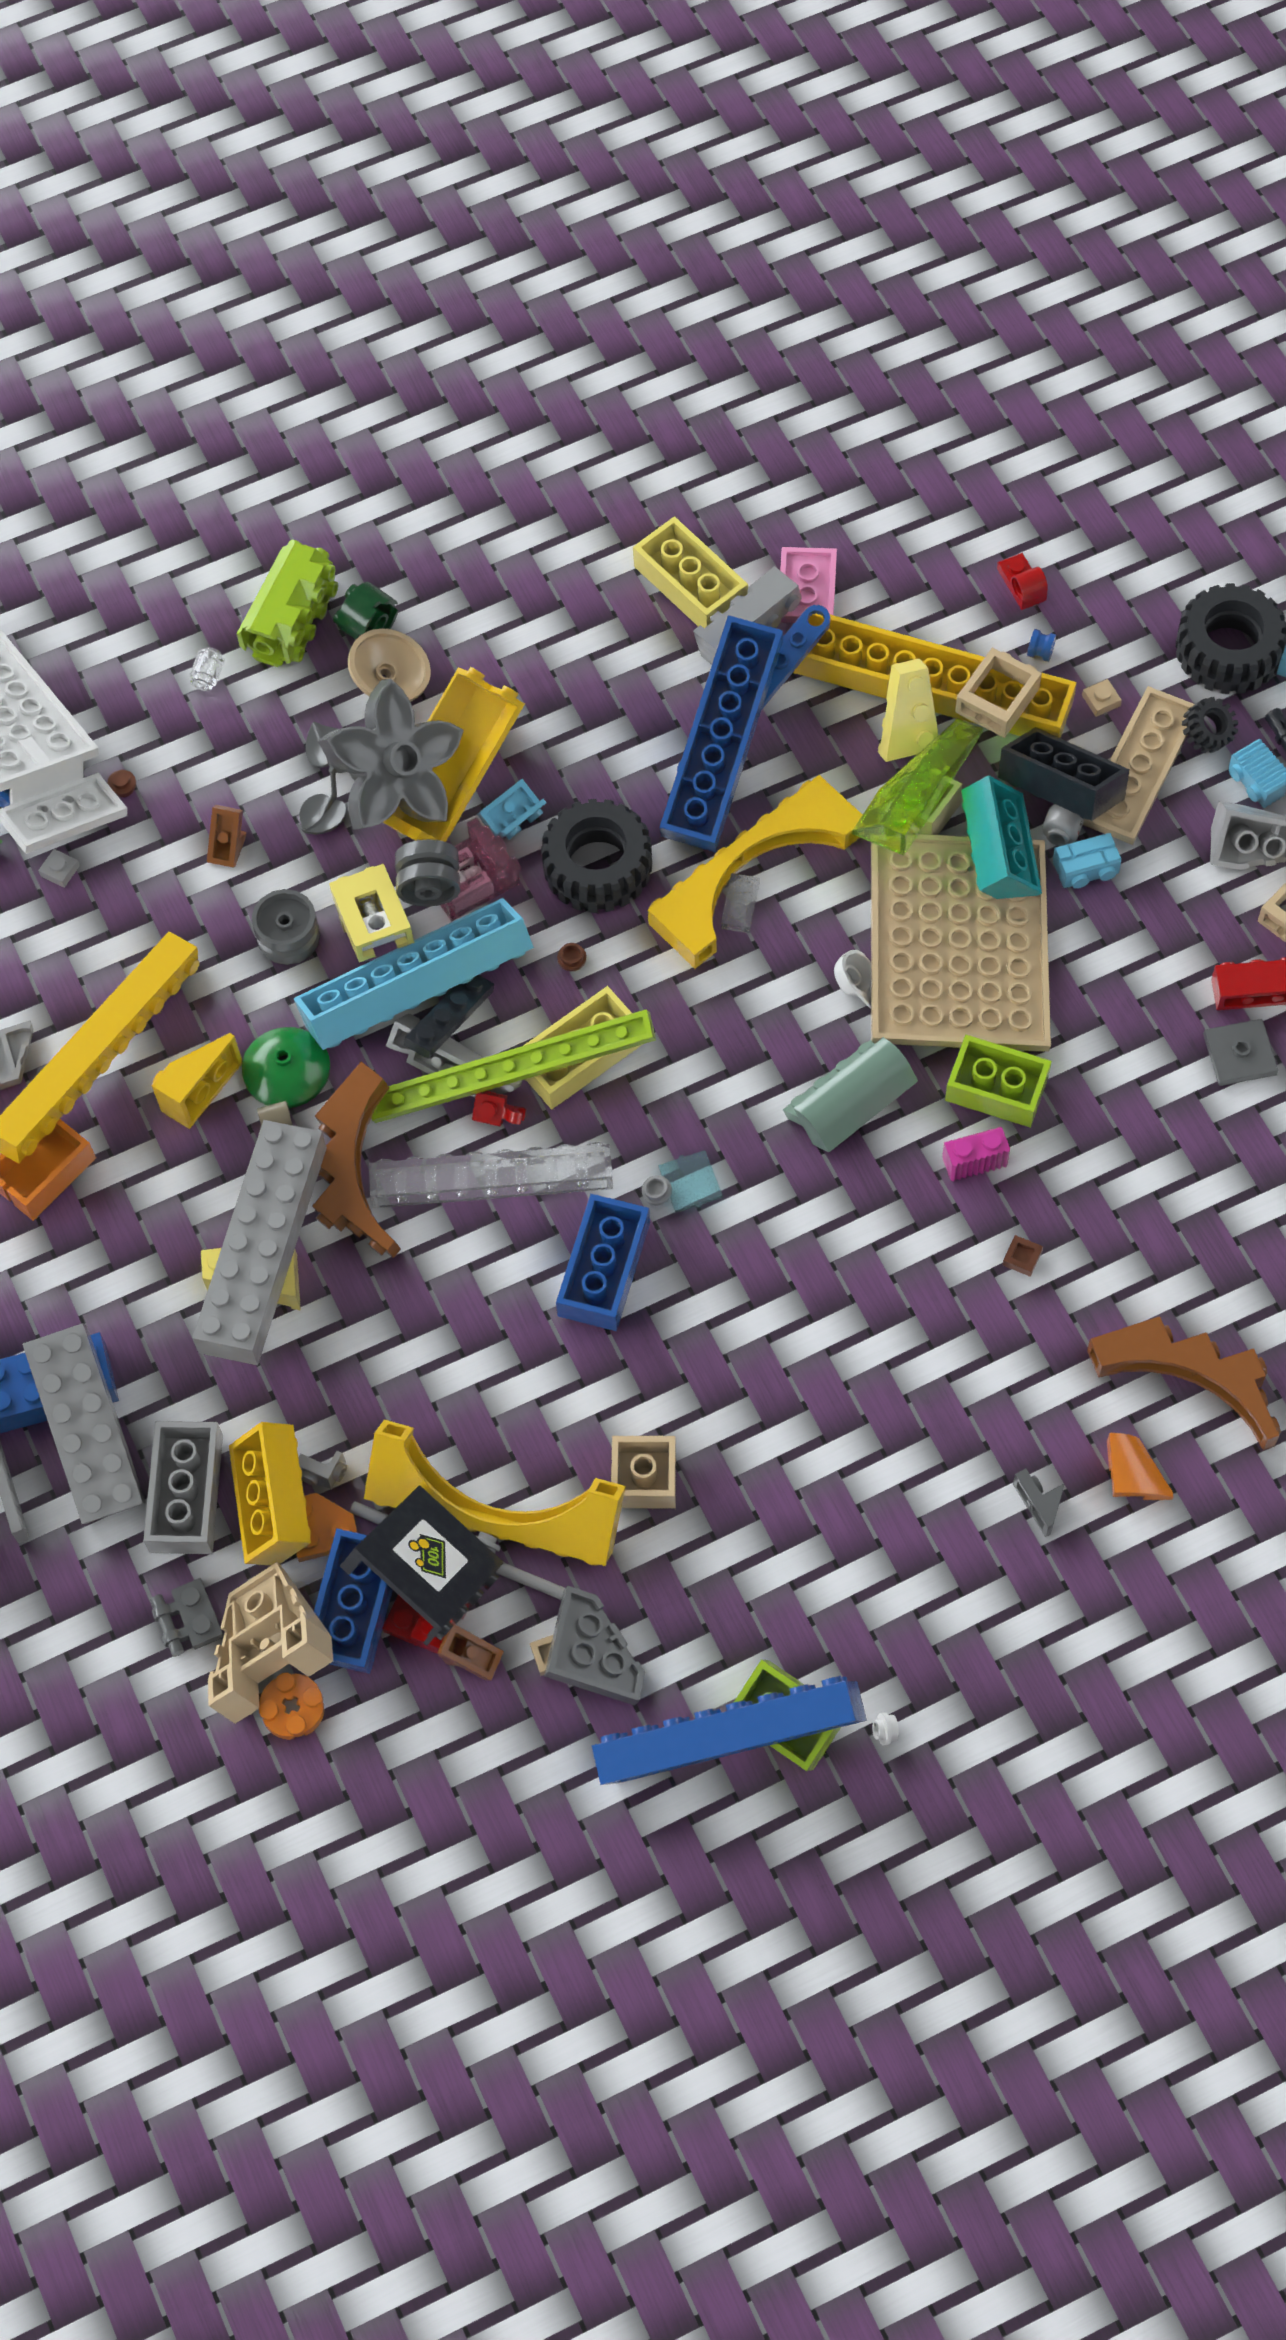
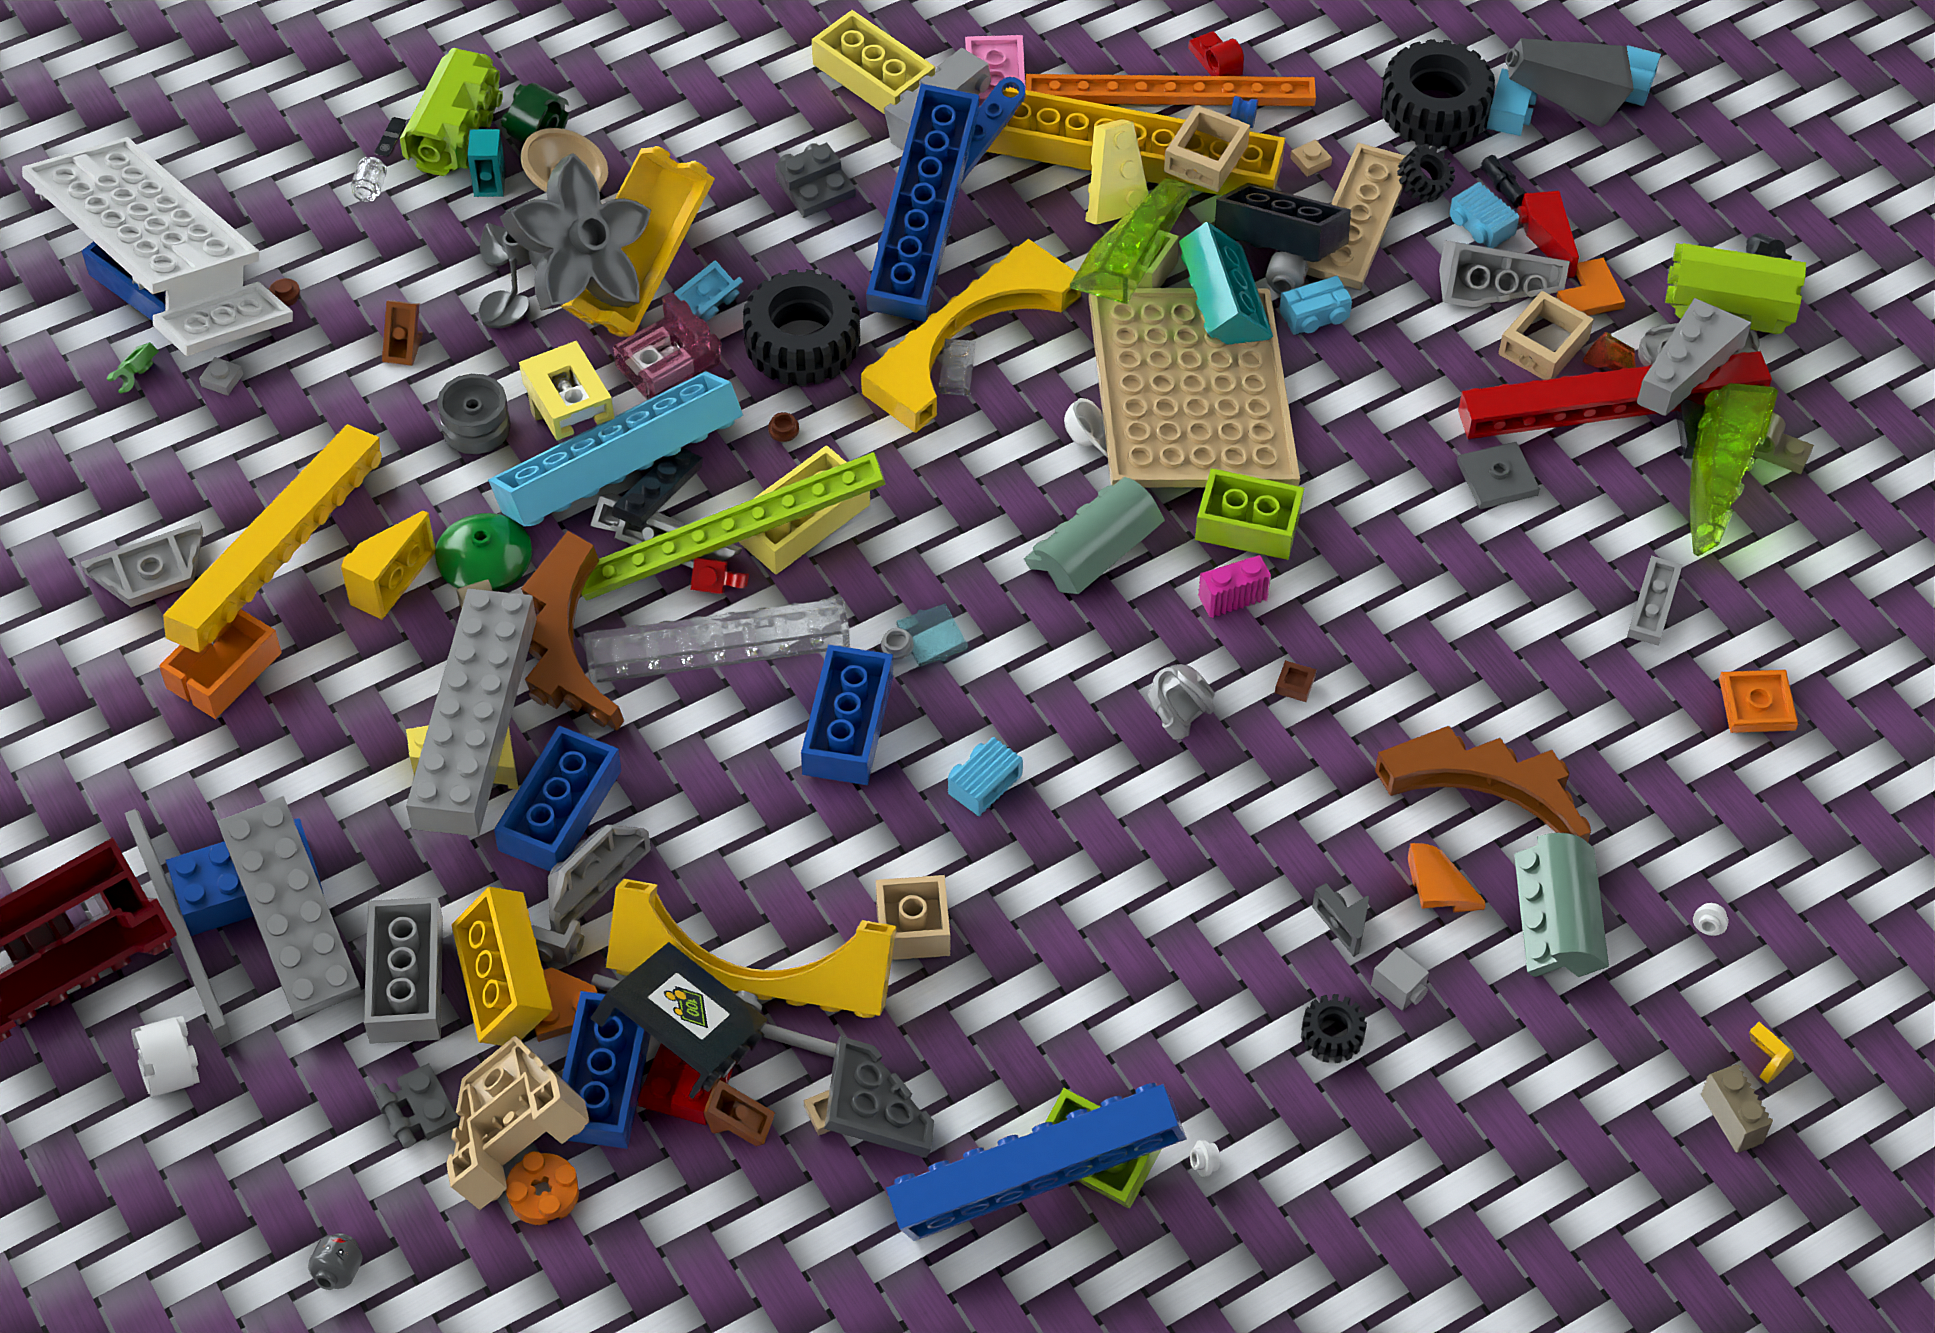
camera: 10 degrees left, 10 degrees down
(105, 1762) = (336, 1261): none -> dark grey head
(230, 621) = (390, 136): none -> black sticker
(316, 661) = (486, 163): none -> teal brick
(333, 1328) = (558, 799): none -> blue brick
(356, 1403) = (593, 871): none -> light grey wedge
(427, 872) = (624, 345): dark grey wheel -> none
(623, 693) = (814, 179): none -> dark grey plate
(724, 1331) = (985, 775): none -> medium azure brick
(909, 1269) = (1179, 698): none -> light grey helmet
(974, 616) = (1176, 89): none -> orange plate
(1023, 1592) = (1328, 1045): none -> black tyre
(1084, 1567) = (1400, 979): none -> light grey brick
(1242, 1506) = (1561, 906): none -> sand green brick

